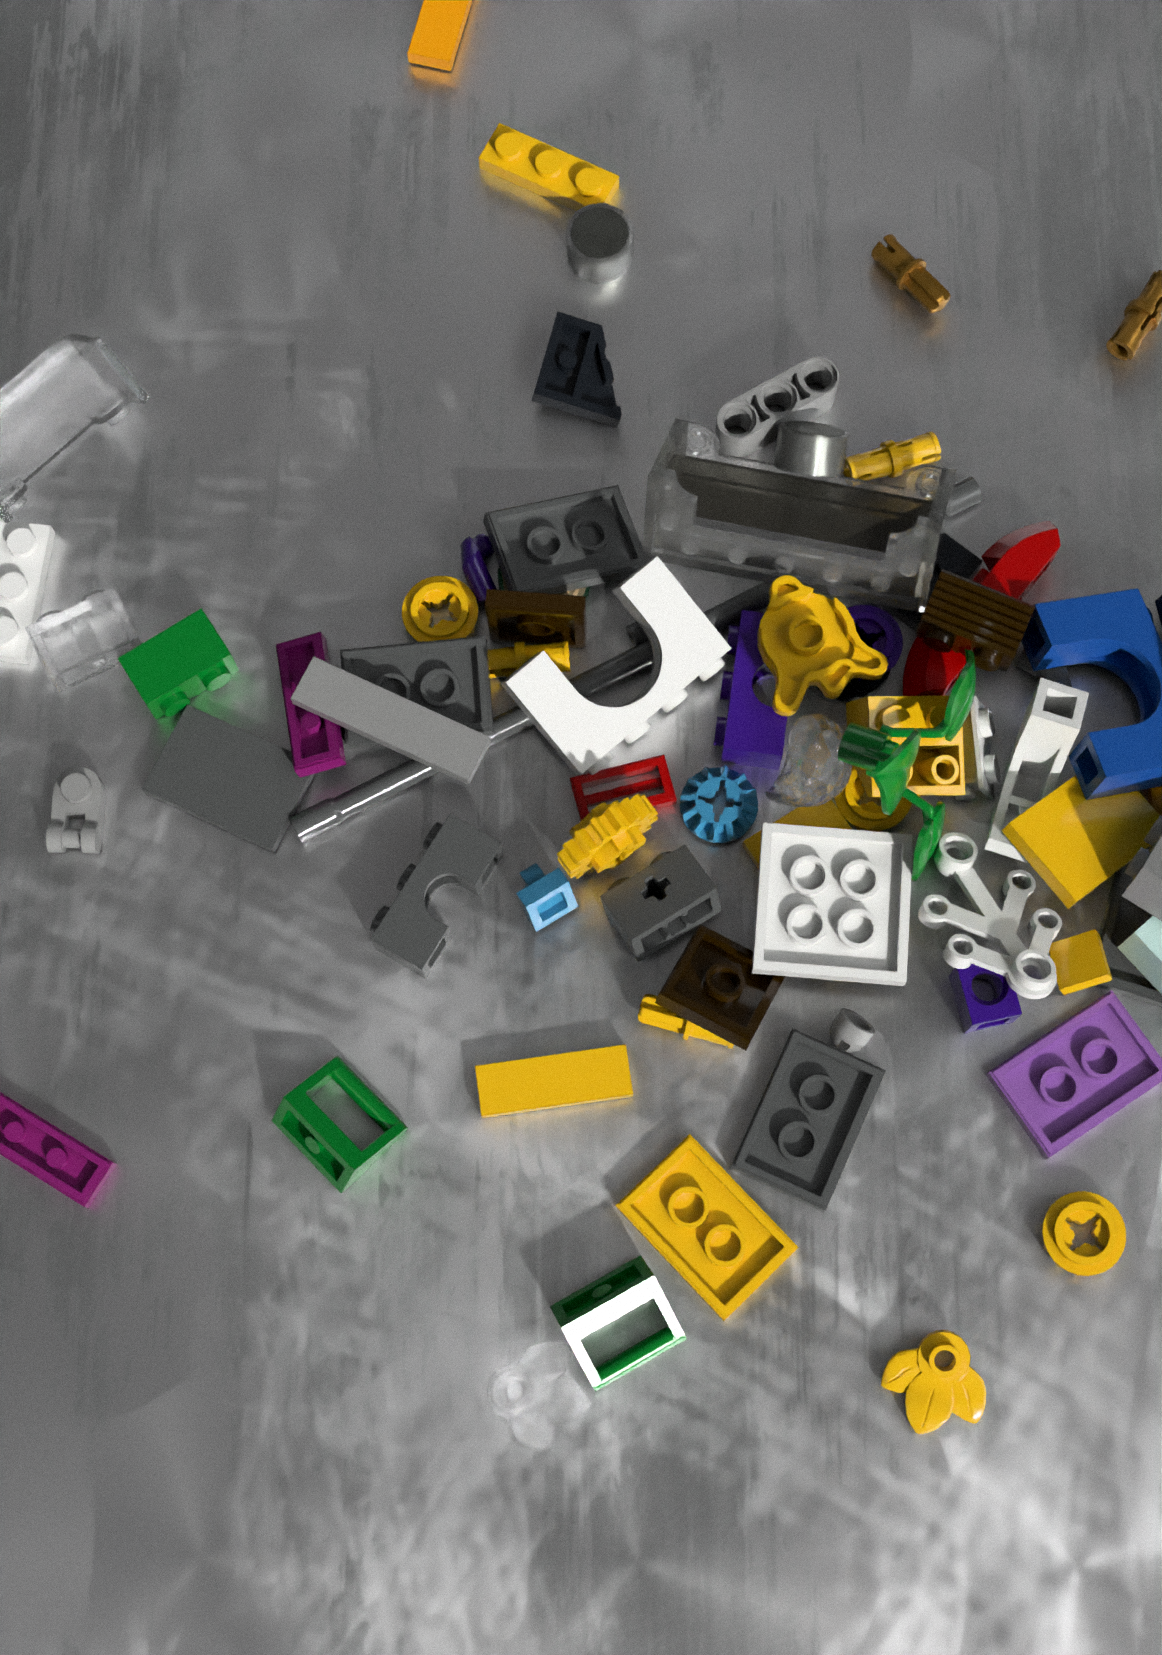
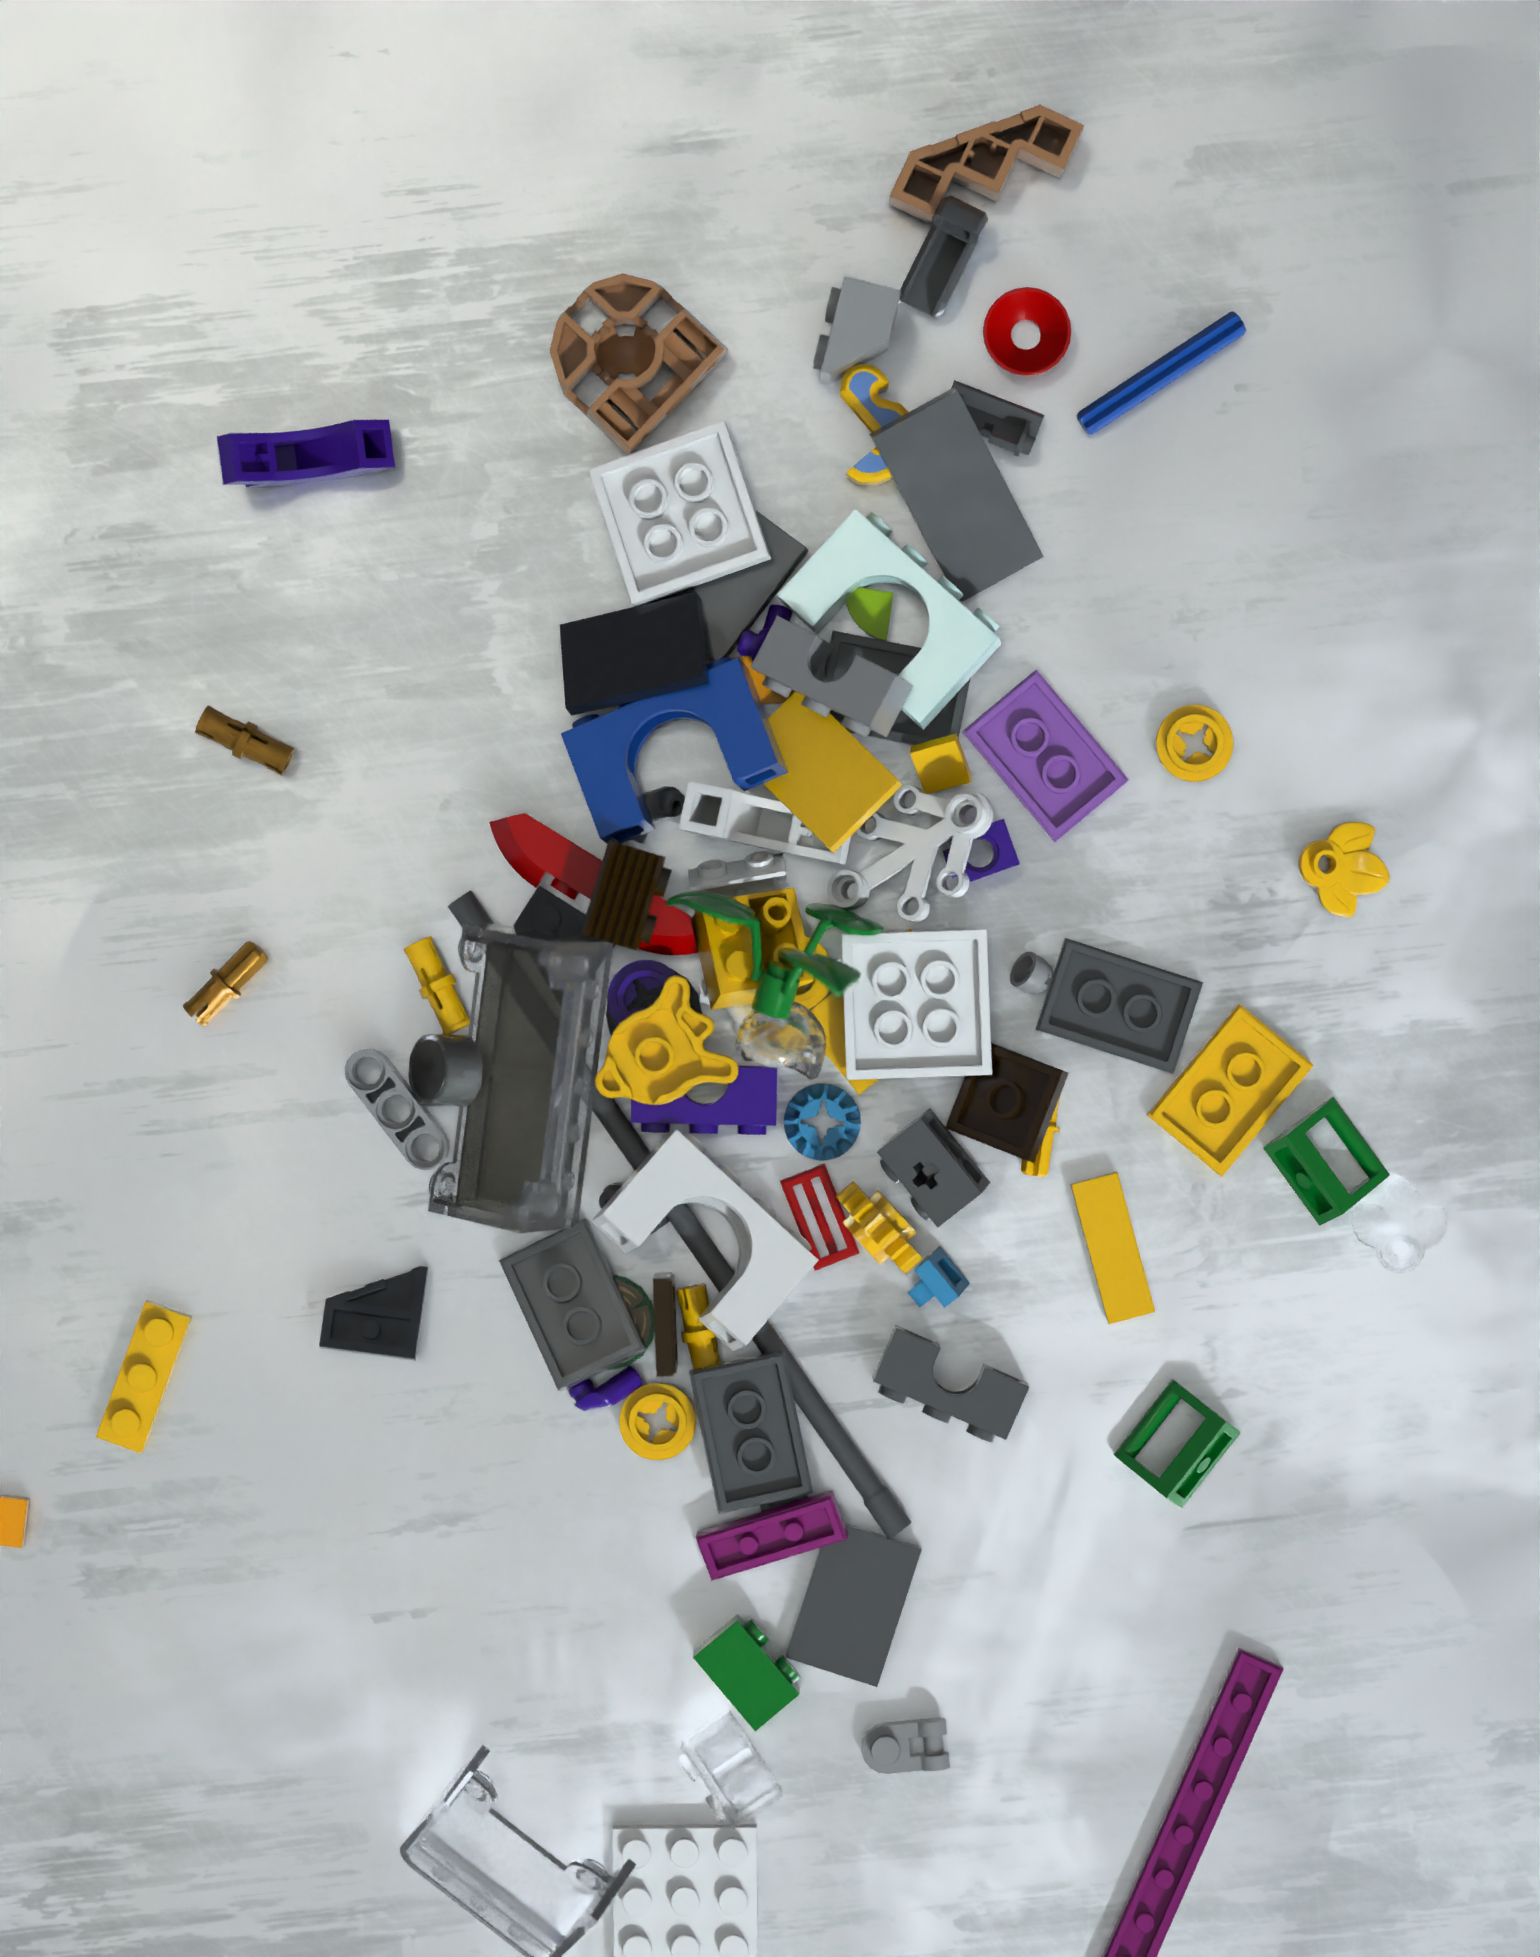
camera: 95 degrees left, 15 degrees up
(391, 720) = (789, 1452): light grey tile -> none
(600, 243) = (228, 1312): piece -> none

